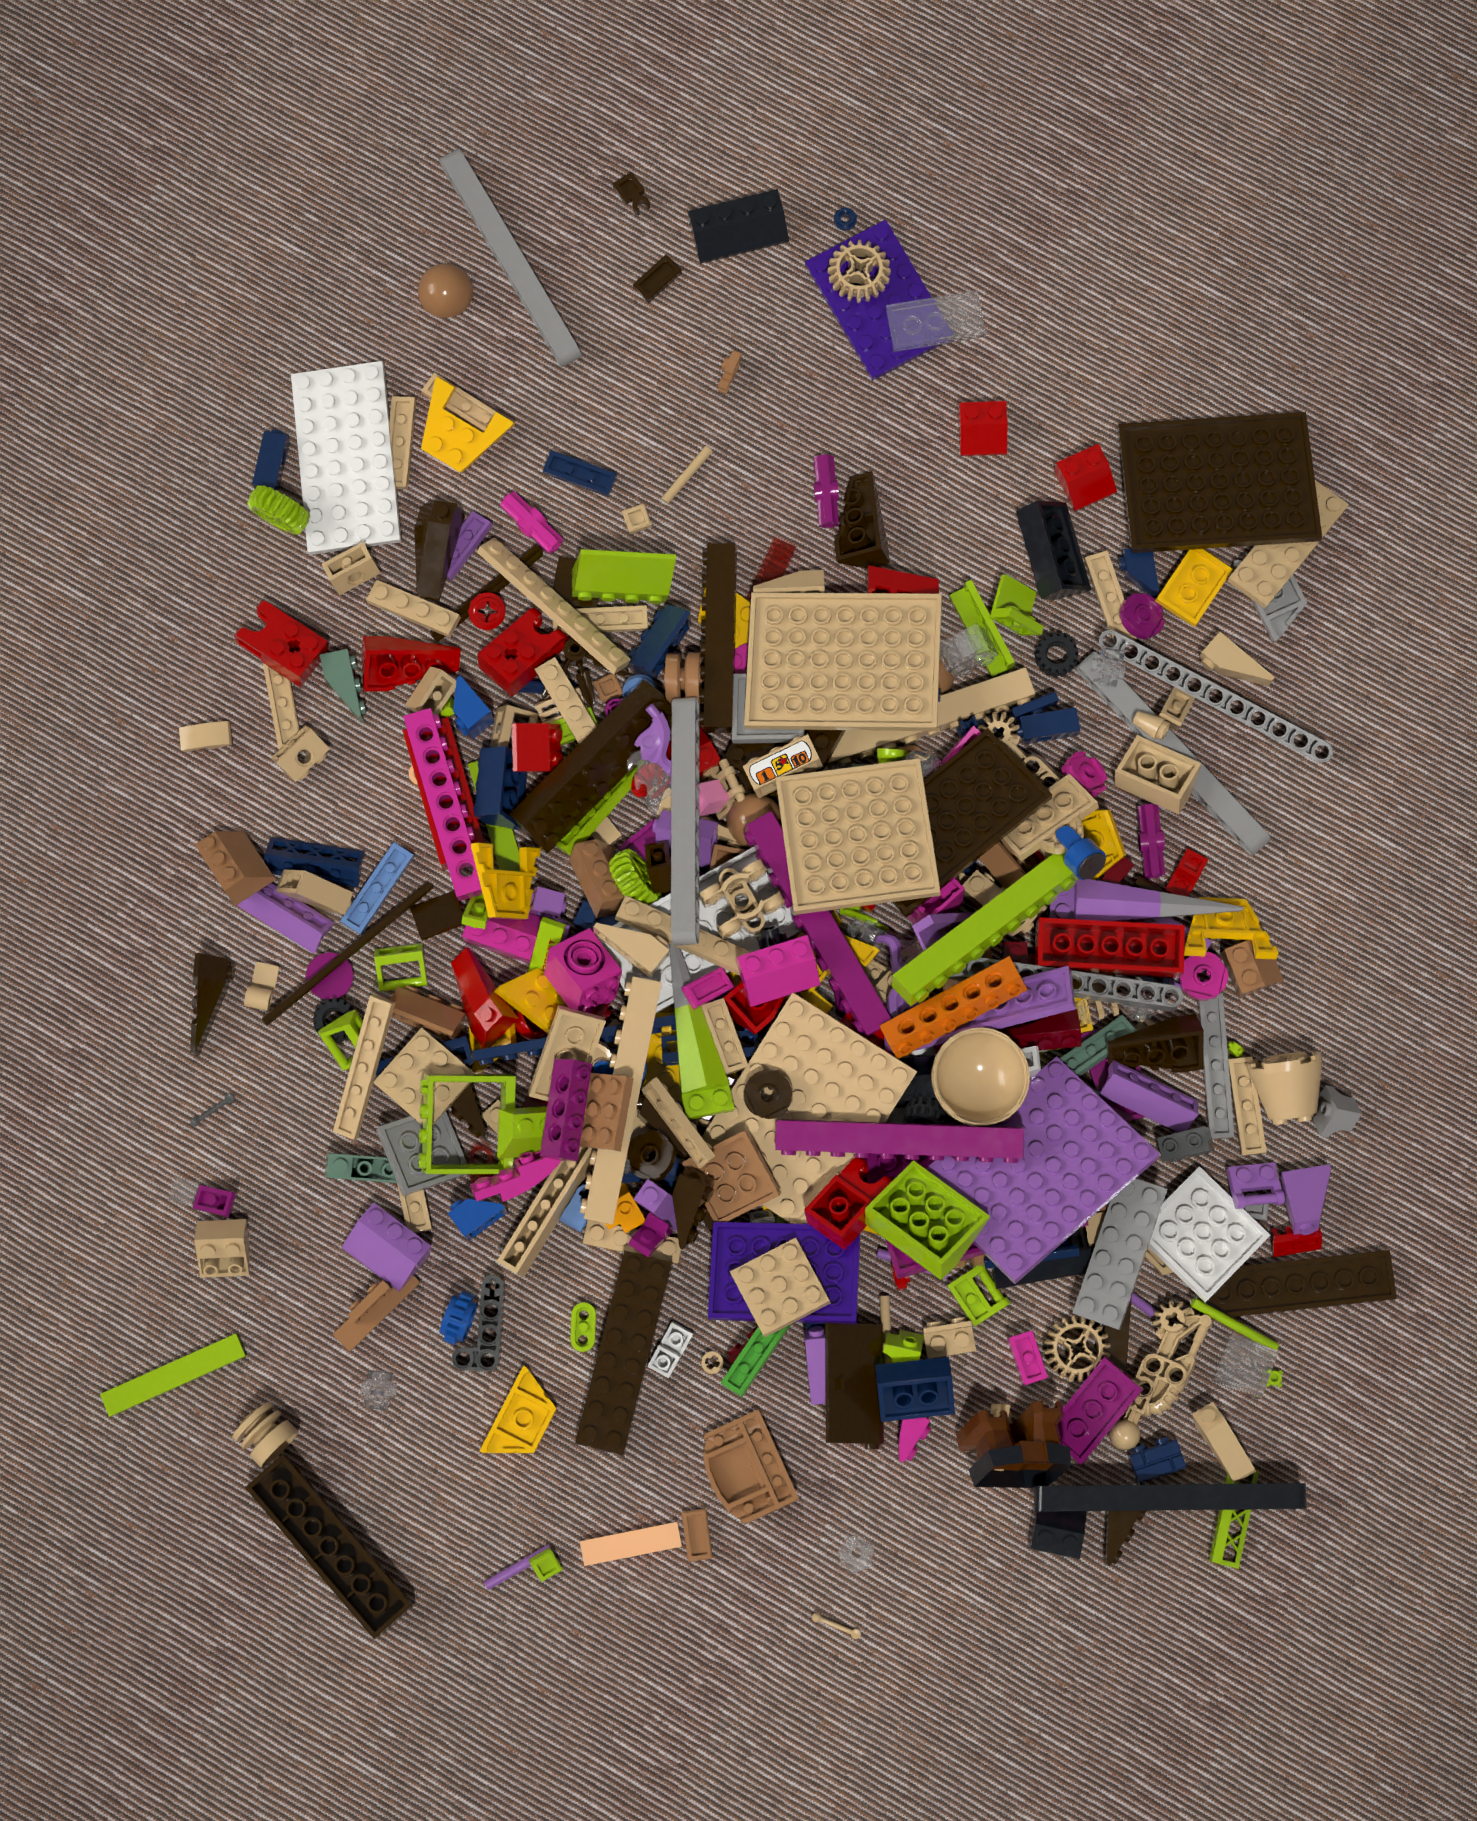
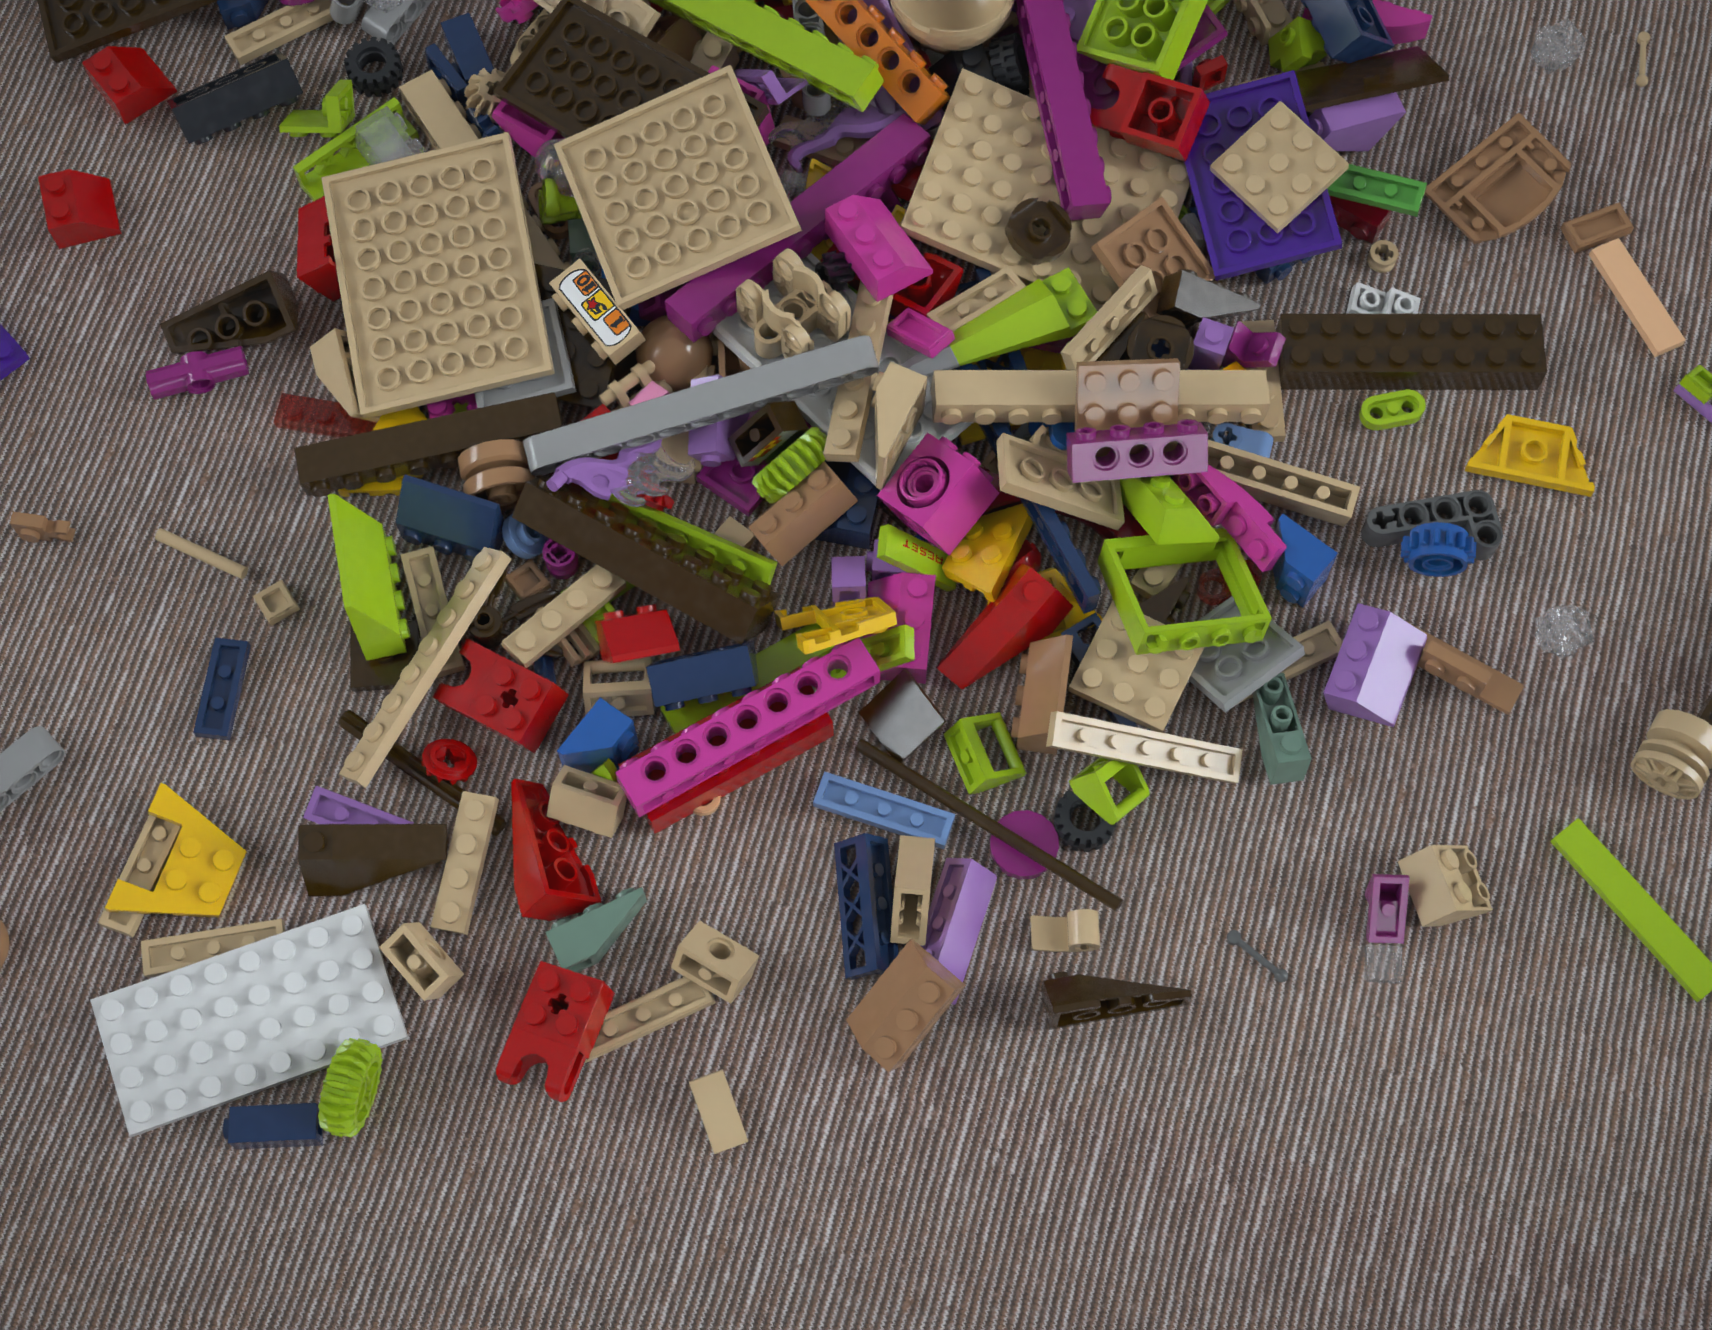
camera: 105 degrees left, 10 degrees down
(531, 522) = (306, 734): dark pink piece -> none

